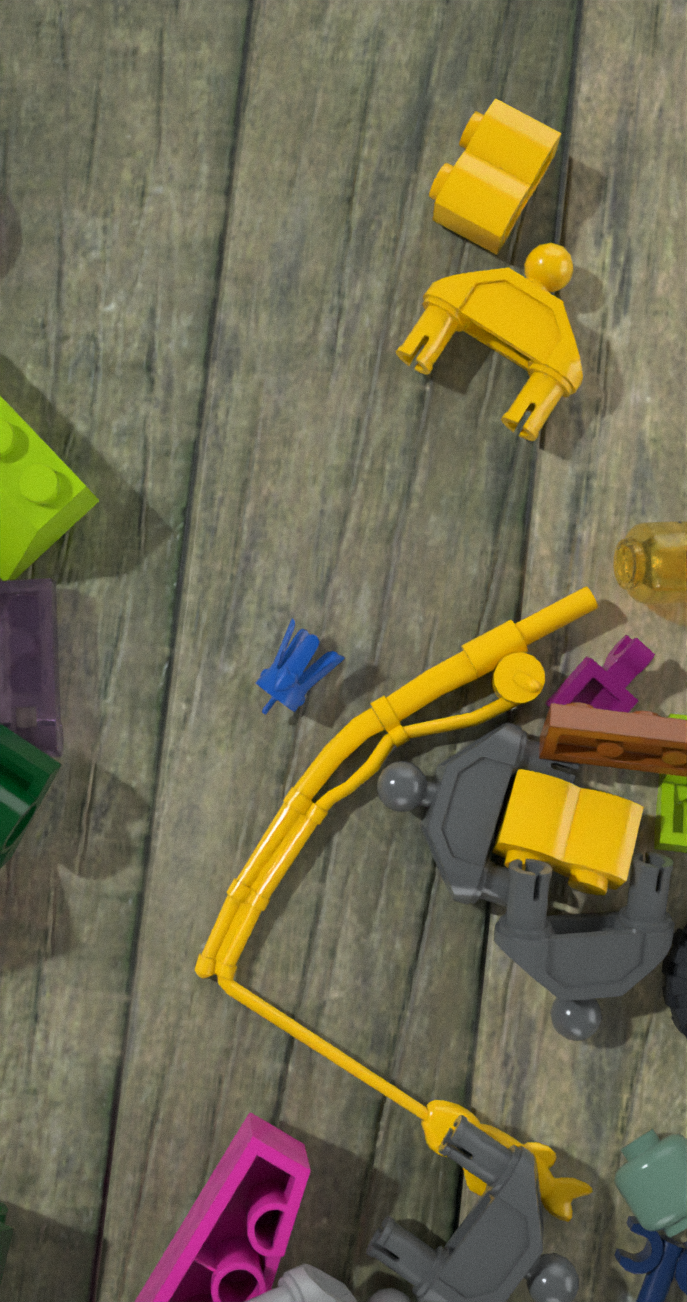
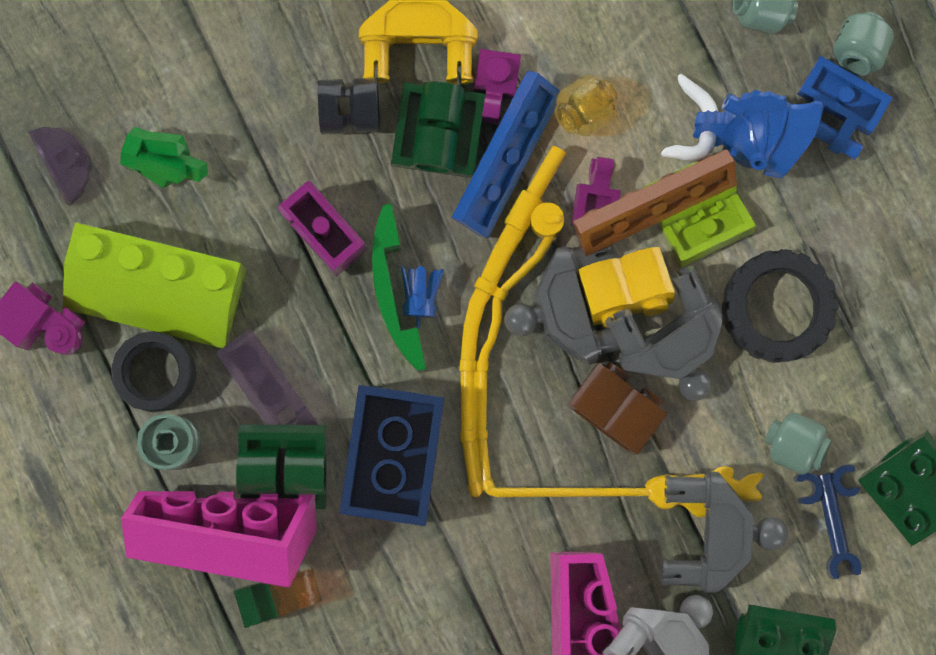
camera: 40 degrees left, 0 degrees up
(77, 290) = (161, 157): none -> green rock
(120, 859) = (392, 455): none -> dark blue brick
(221, 507) = (322, 228): none -> magenta brick
(292, 573) = (387, 241): none -> green slope
(375, 383) = (363, 106): none -> black wheel
(452, 473) = (438, 129): none -> dark green plate
(455, 982) = (617, 408): none -> reddish brown brick
(520, 561) = (507, 155): none -> blue plate
(566, 457) = (497, 79): none -> magenta plate

